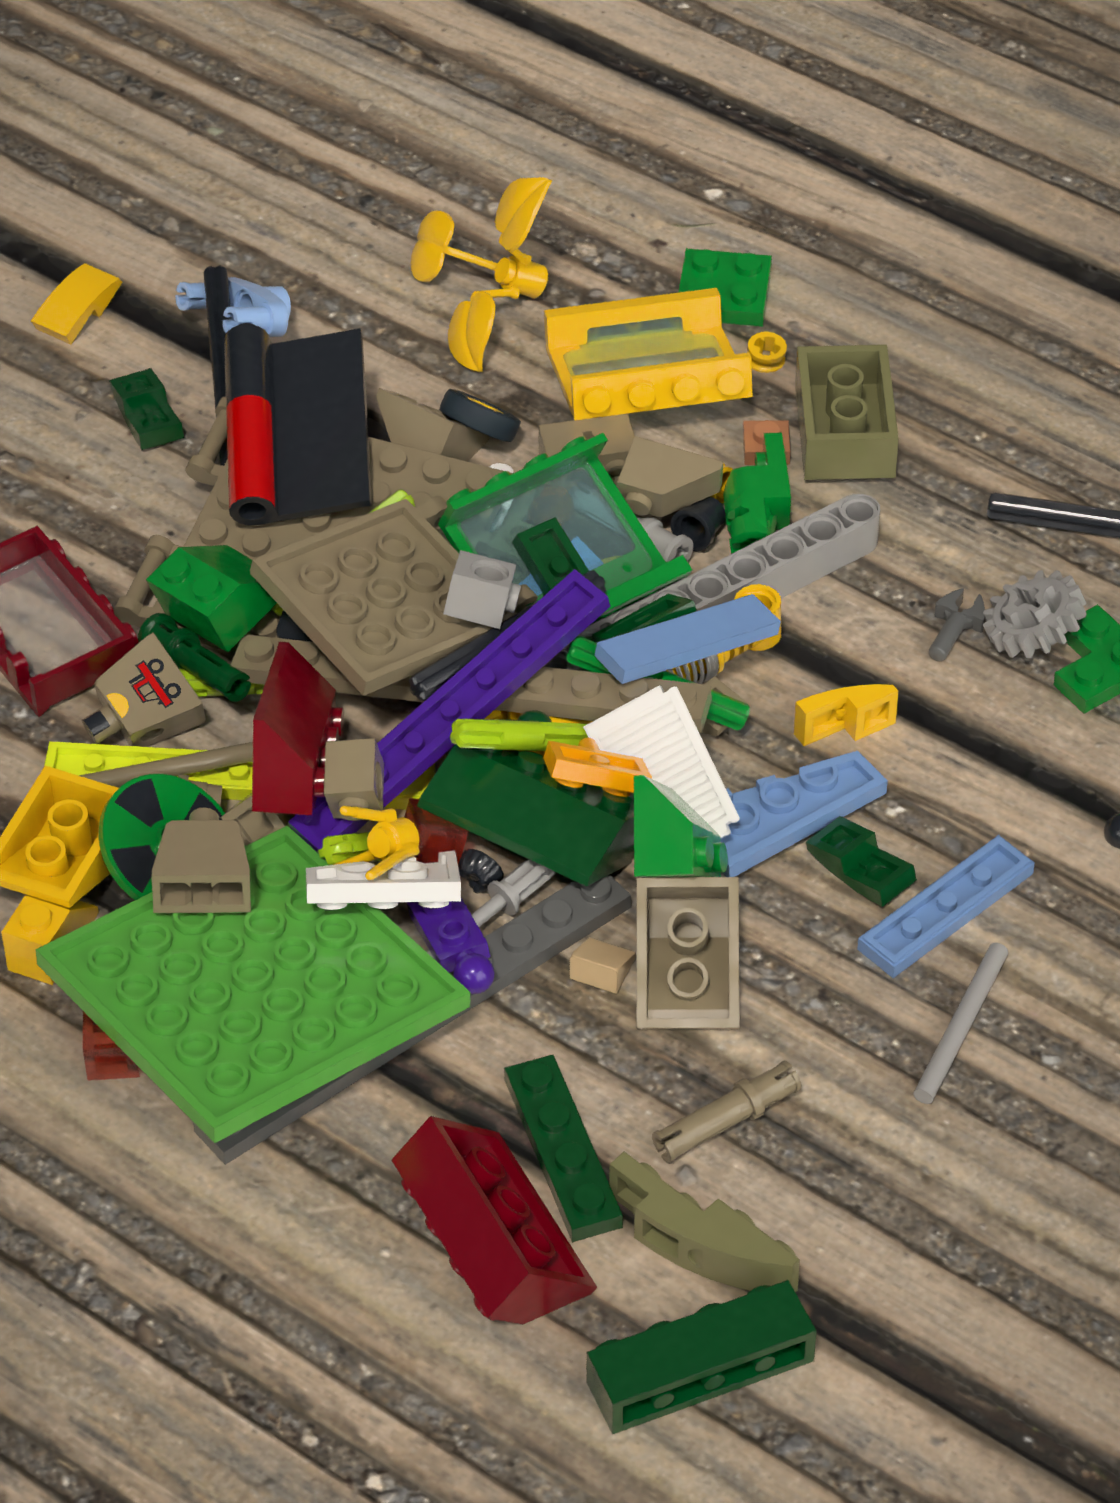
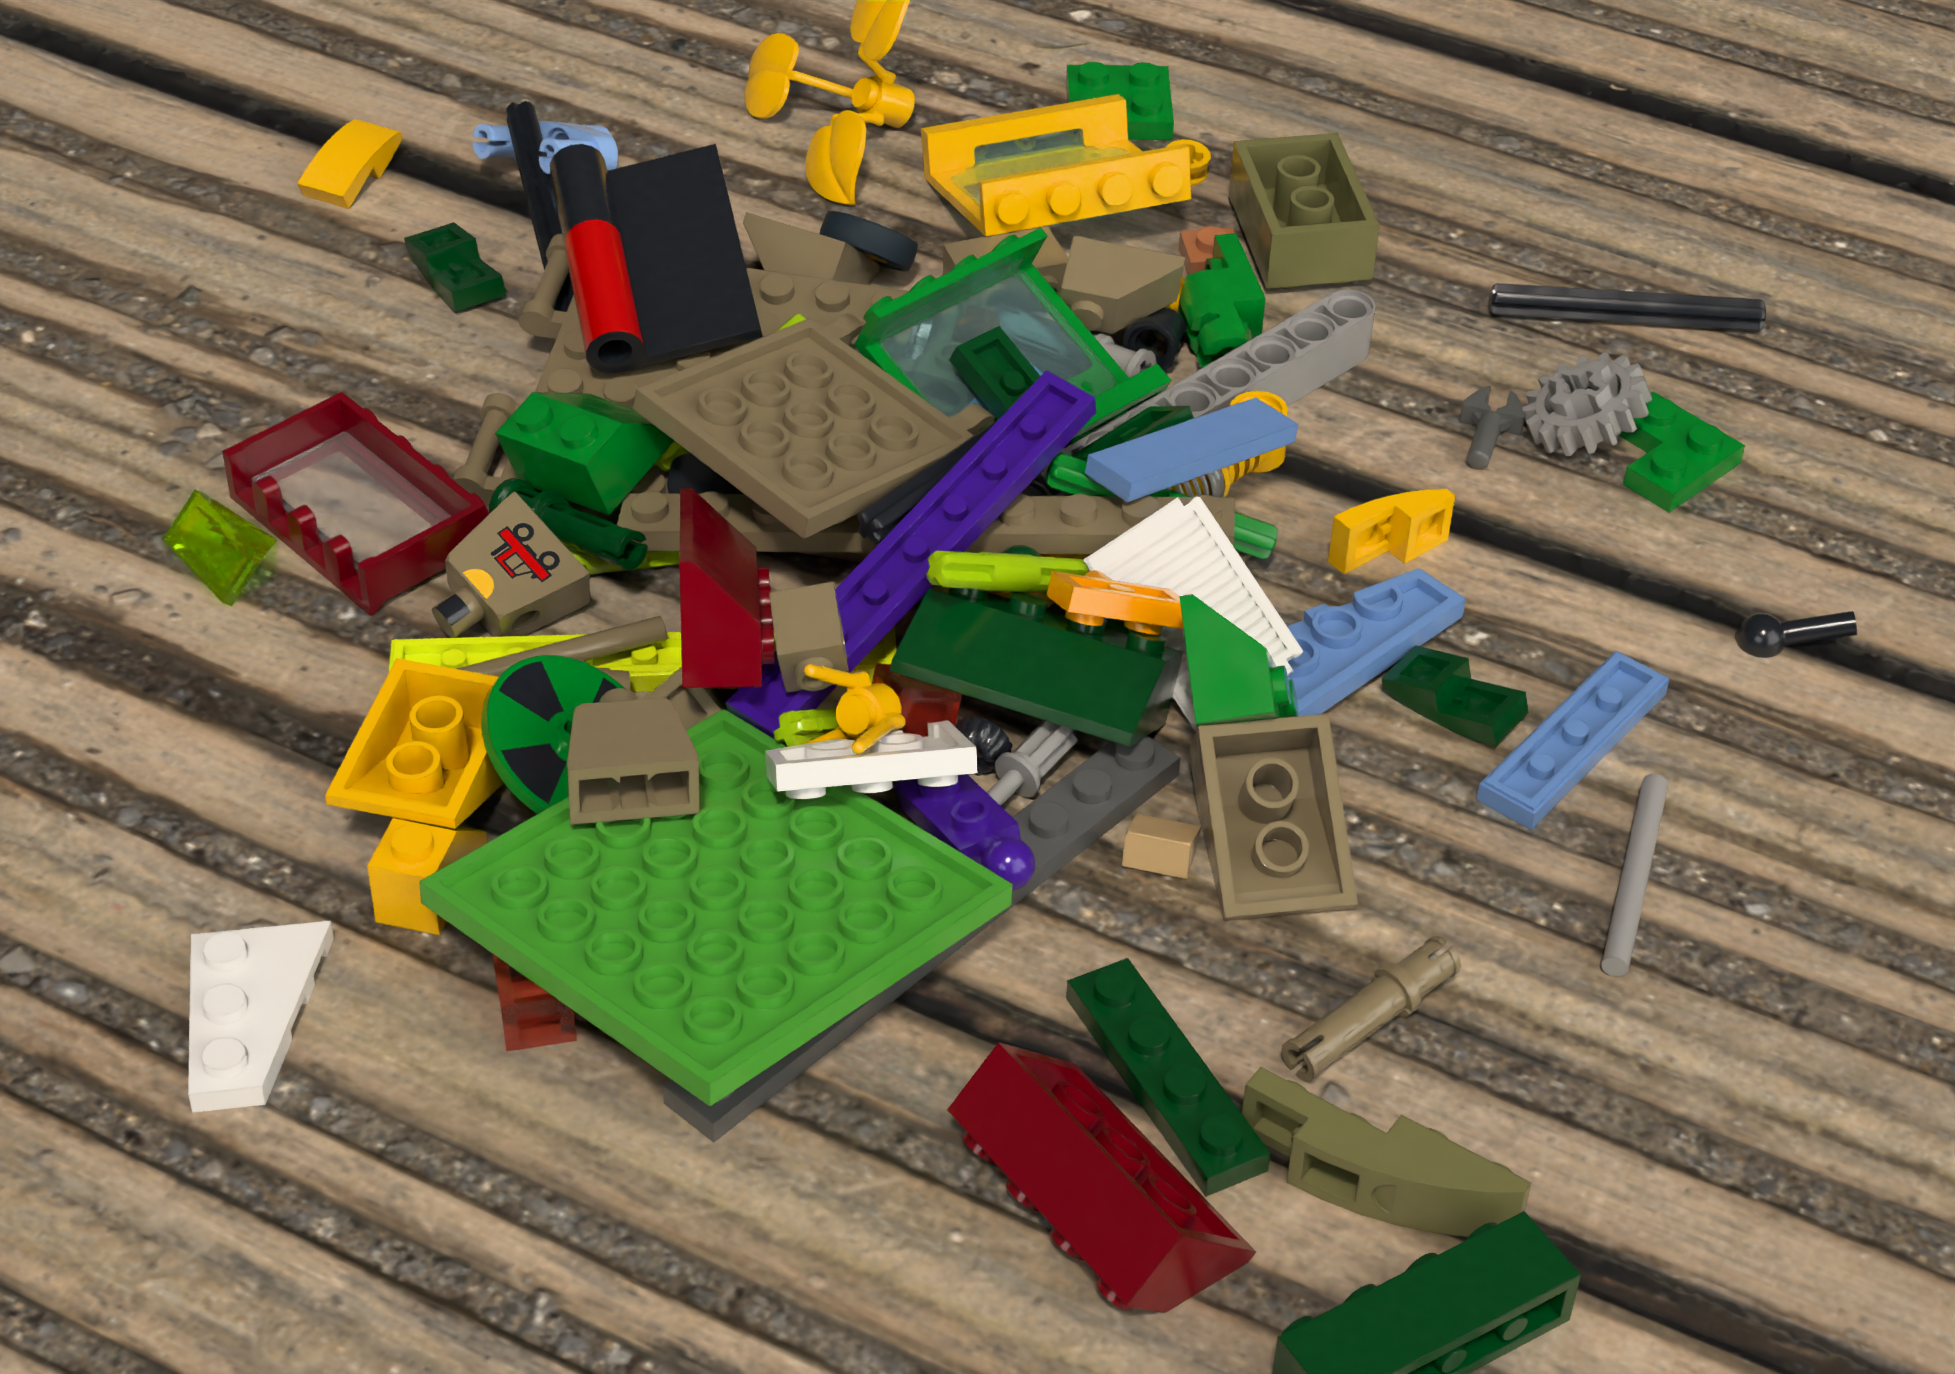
camera: 10 degrees left, 5 degrees down
(482, 590) = (933, 404): light grey brick -> none

